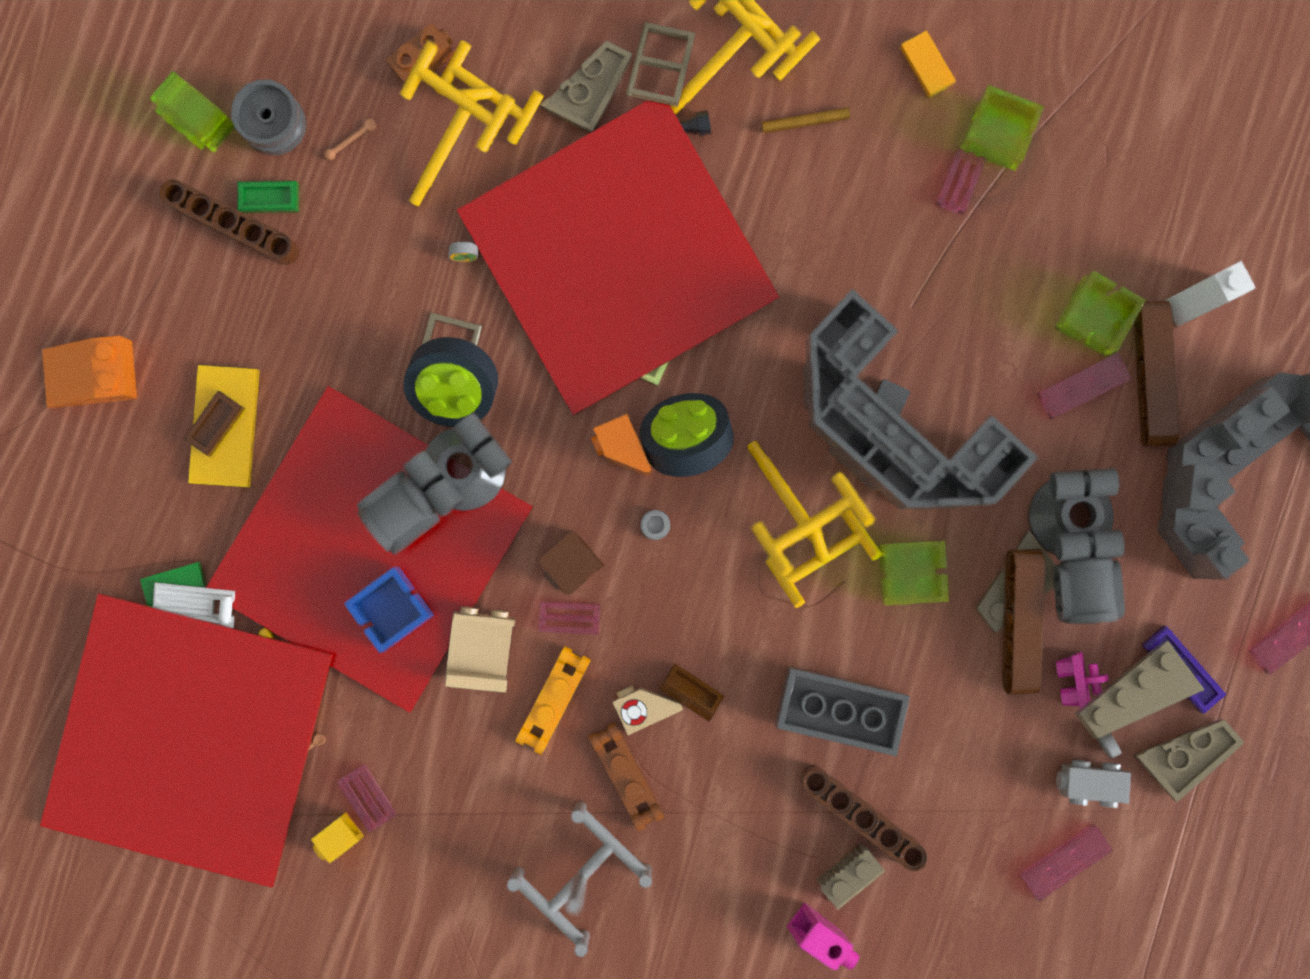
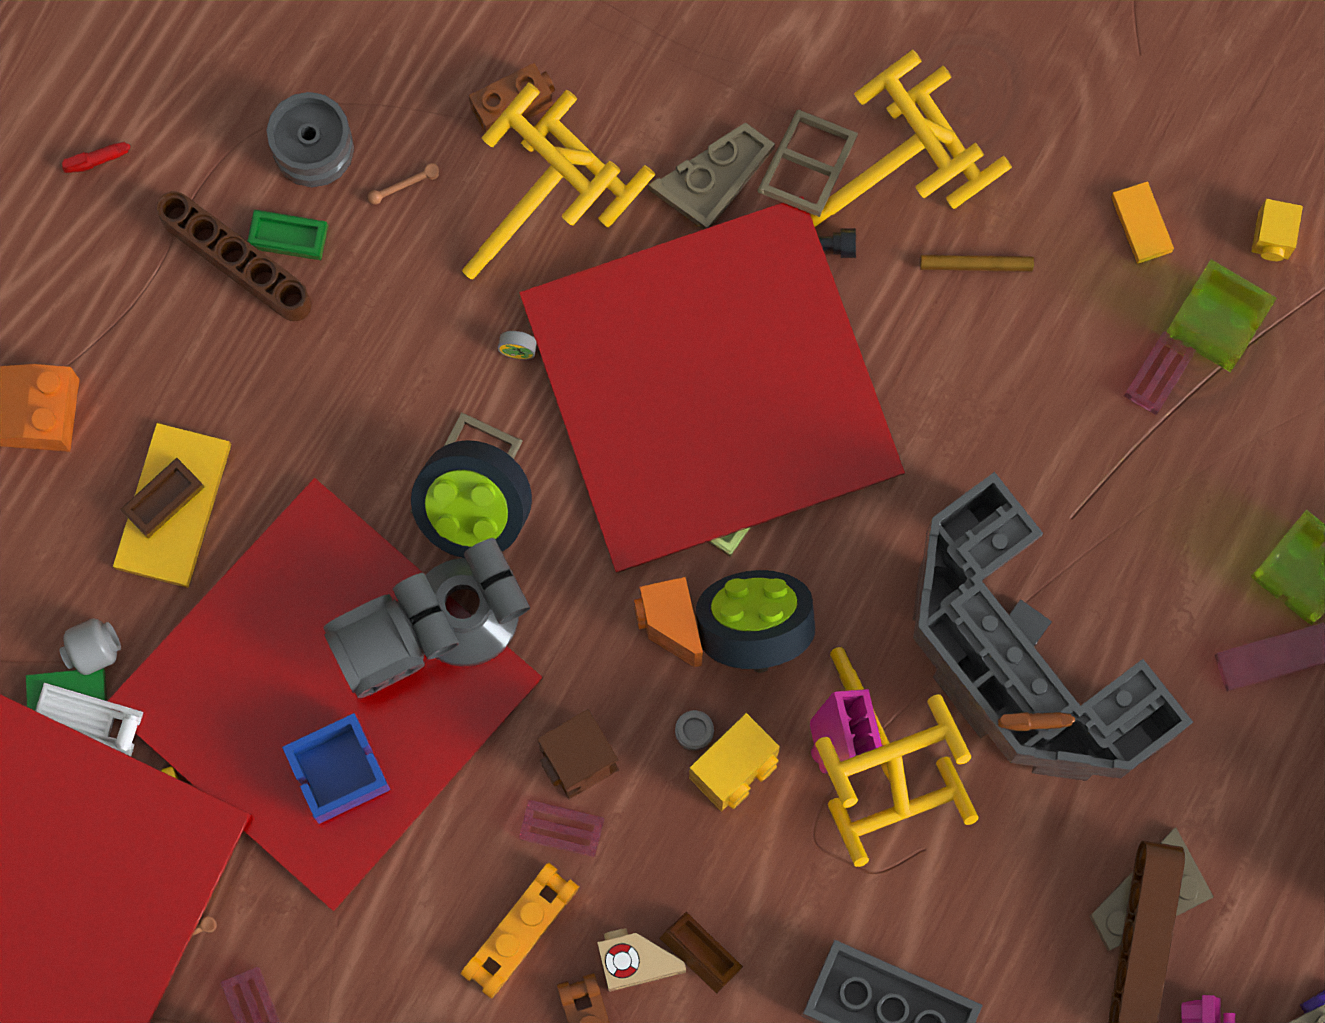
camera: 10 degrees right, 10 degrees down
(100, 166) = (87, 161): none -> red piece
(183, 548) = (90, 646): none -> light grey head
(191, 113) = (218, 117): clear neon green piece -> none
(479, 649) = (439, 843): tan panel -> none
(691, 547) = (735, 763): none -> yellow brick
(773, 506) = (849, 724): none -> dark pink torso
(911, 481) = (1026, 721): none -> dark orange piece
(912, 573) = (1015, 850): clear neon green piece -> none
(1033, 50) = (1276, 230): none -> yellow brick
(1087, 579) = (1236, 894): dark grey piece -> none

